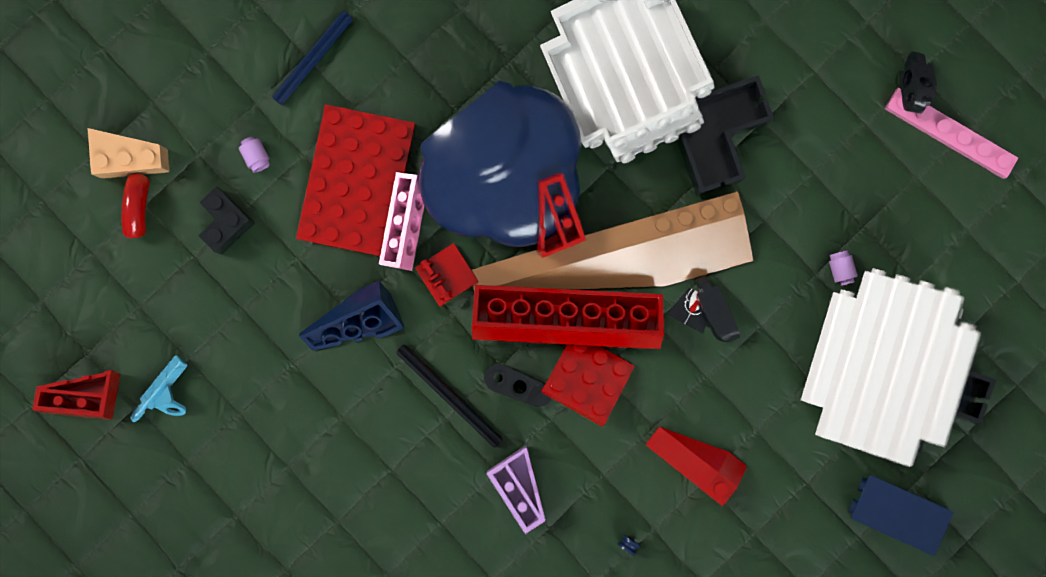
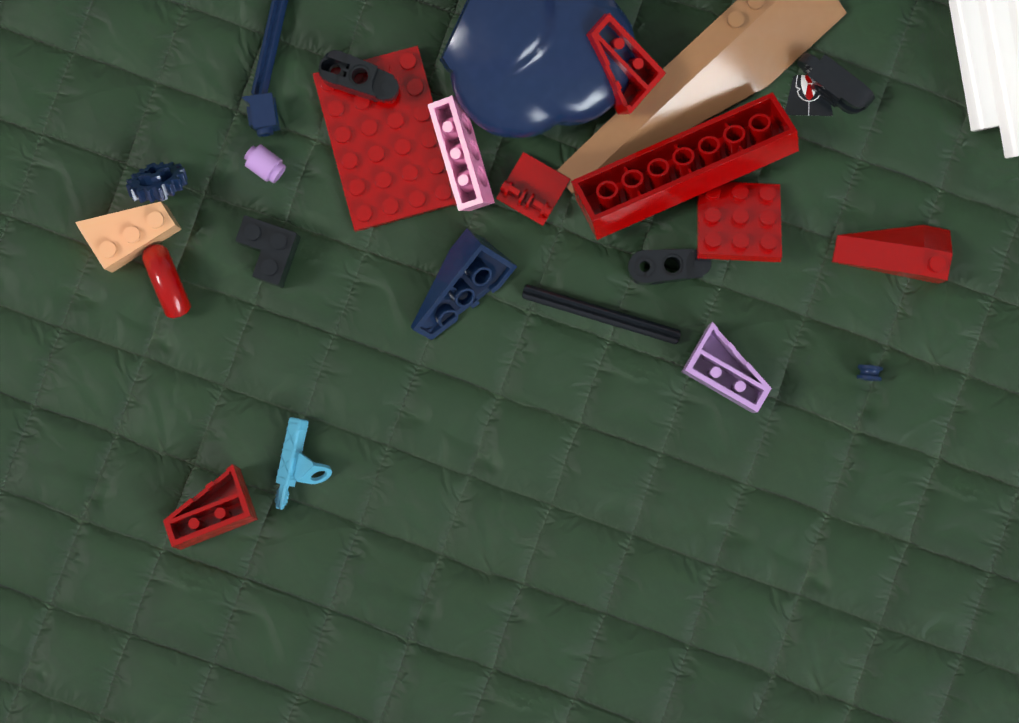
camera: 30 degrees left, 0 degrees up
(164, 128) = (156, 182): none -> dark blue gear
(272, 116) = (262, 113): none -> dark blue window
(367, 138) = (379, 86): none -> black piece

